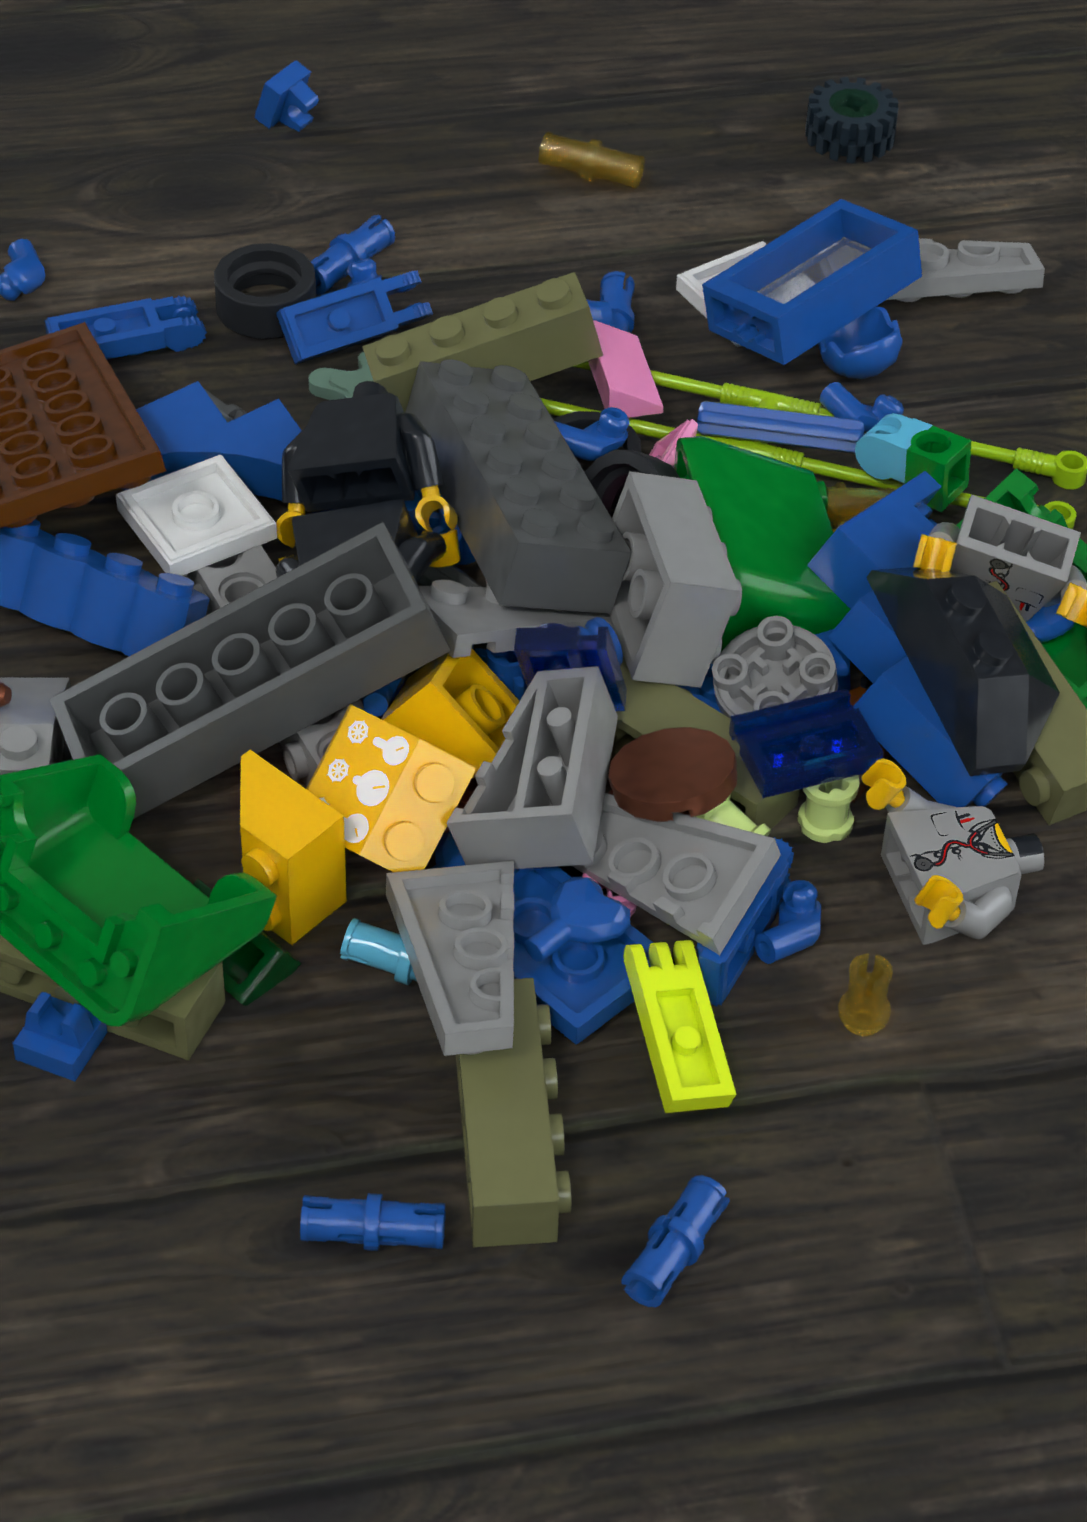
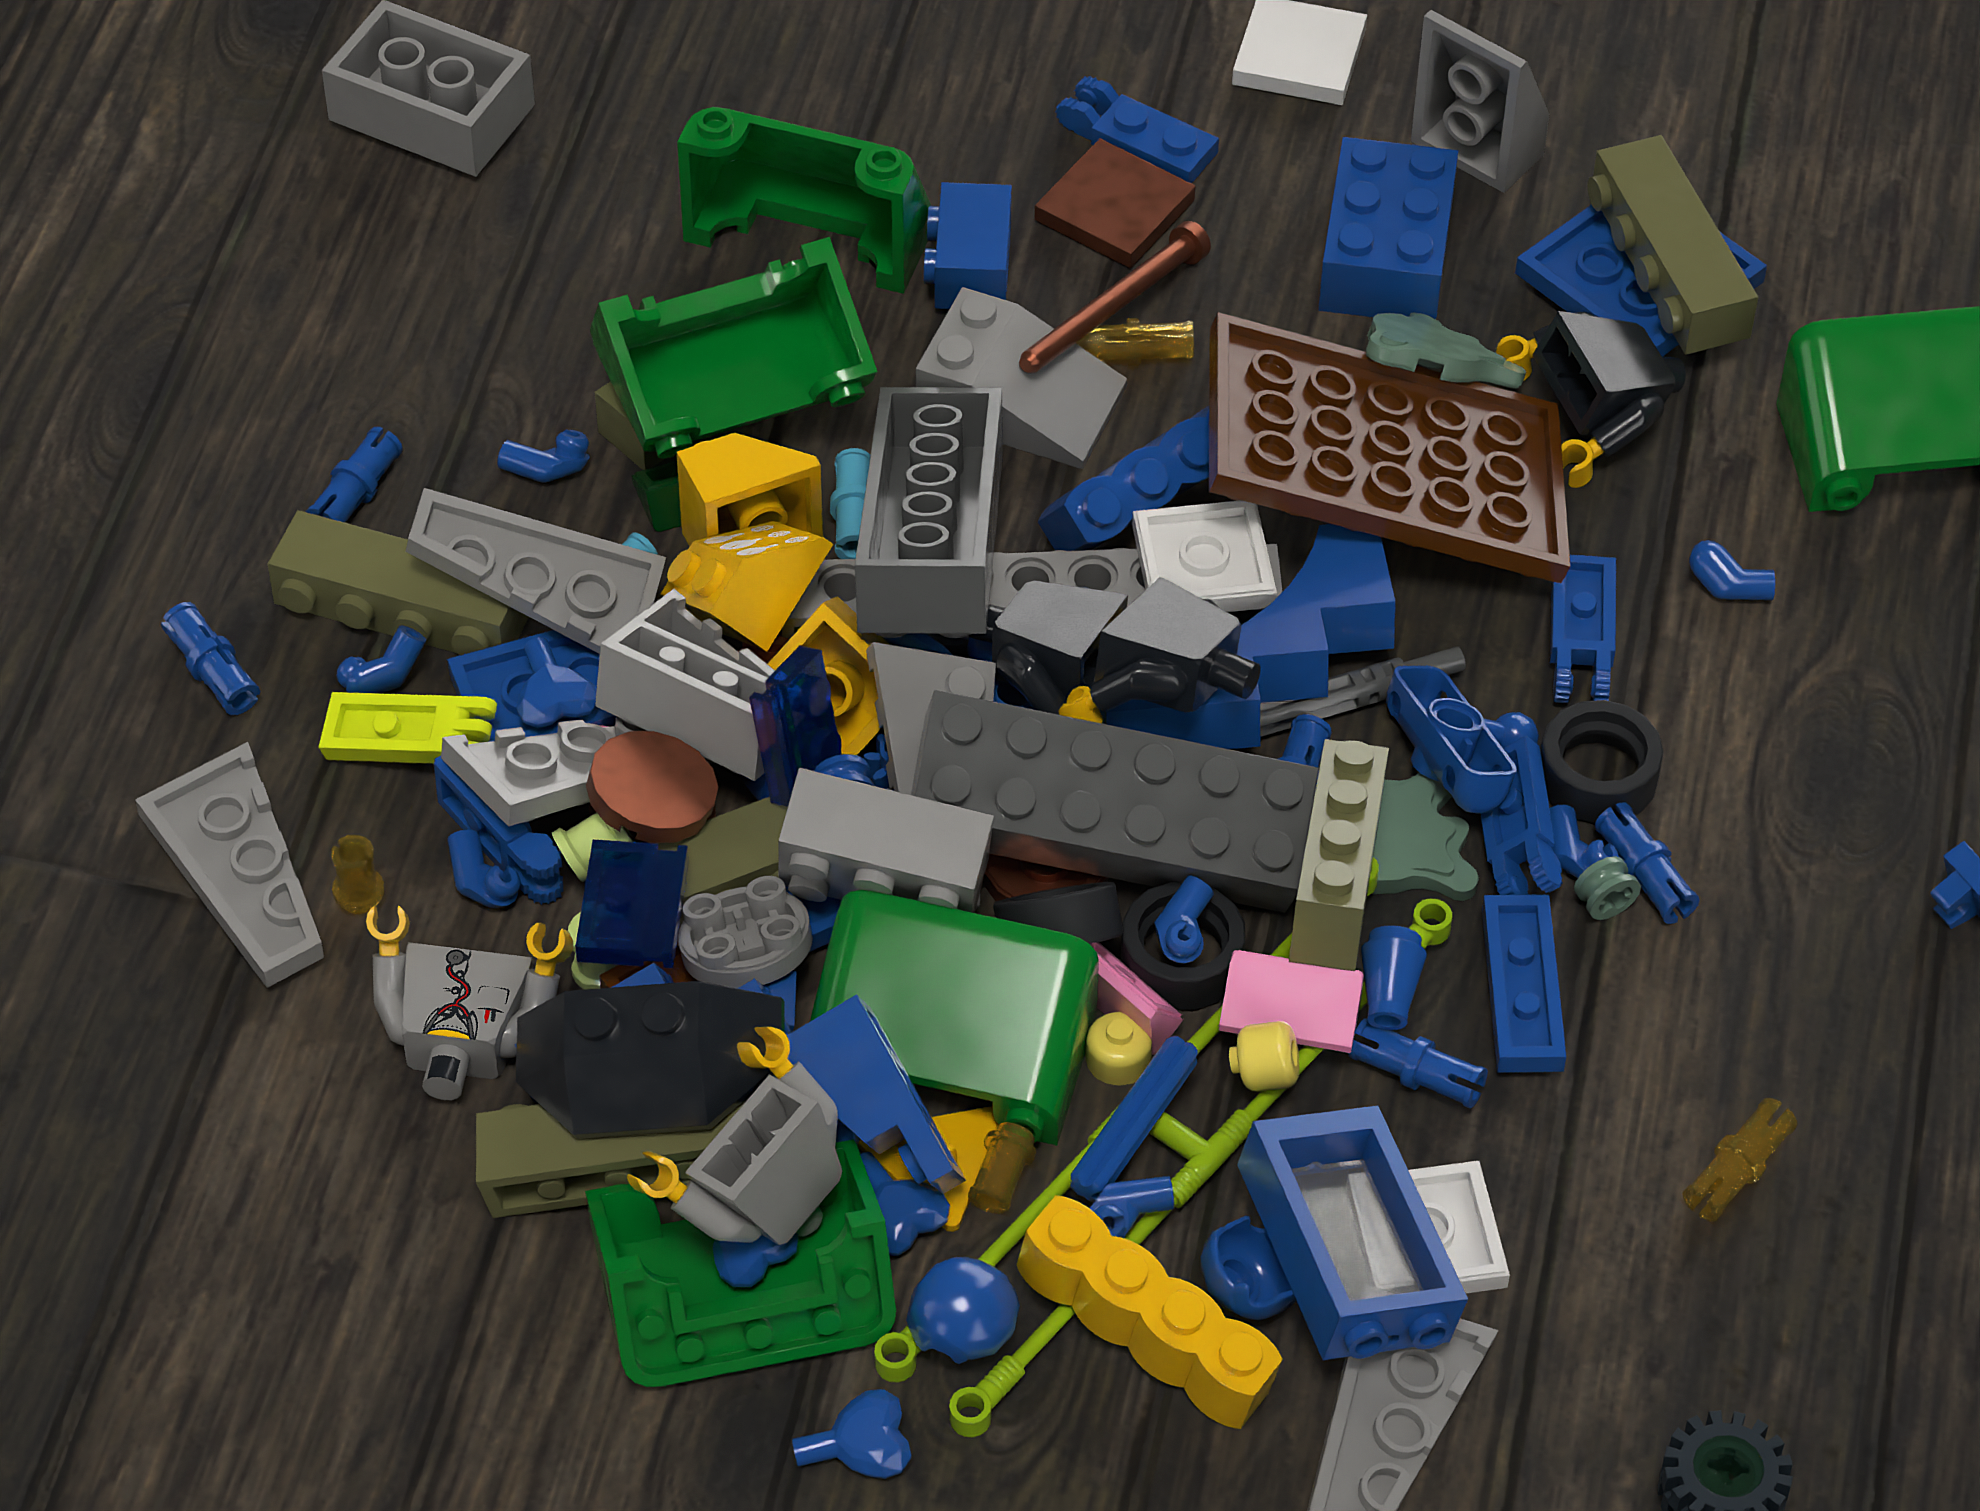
camera: 115 degrees right, 5 degrees up
(195, 813) = (848, 499): none -> medium azure pin
(260, 1066) = (546, 465): none -> blue arm
(299, 354) = (1454, 738): none -> blue piece
(391, 257) = (1607, 888): none -> sand green bush
(482, 283) = (1523, 983): none -> blue plate
(622, 1099) = (384, 672): none -> blue arm
(679, 369) = (1266, 1056): none -> light yellow piece
(899, 1111) = (236, 860): none -> light grey wing
(907, 447) = (999, 1207): leg -> none
(948, 357) = (1163, 1320): none -> yellow brick
(1003, 452) = (963, 1309): none -> blue hair

